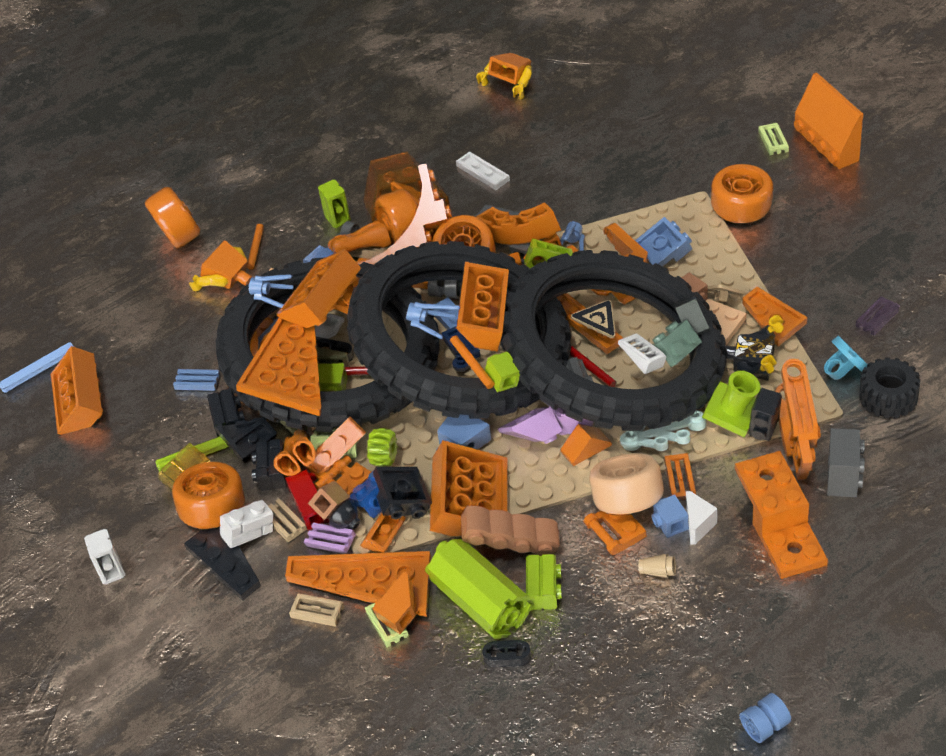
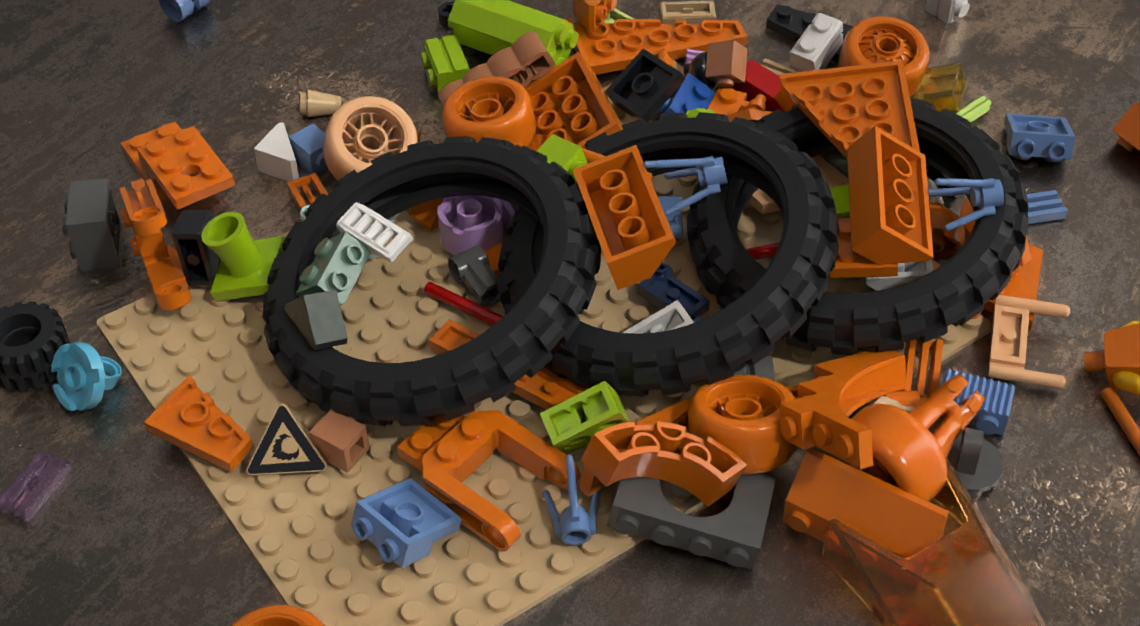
camera: 155 degrees right, 0 degrees up
(149, 422) = (1039, 137): none -> medium blue plate
(334, 203) = (1044, 501): lime brick -> none
(530, 484) = (490, 109): none -> orange wheel
(597, 317) = (467, 322): black piece -> none
(728, 317) = (277, 392): light nougat wing -> none
(756, 350) = (222, 346): torso -> none

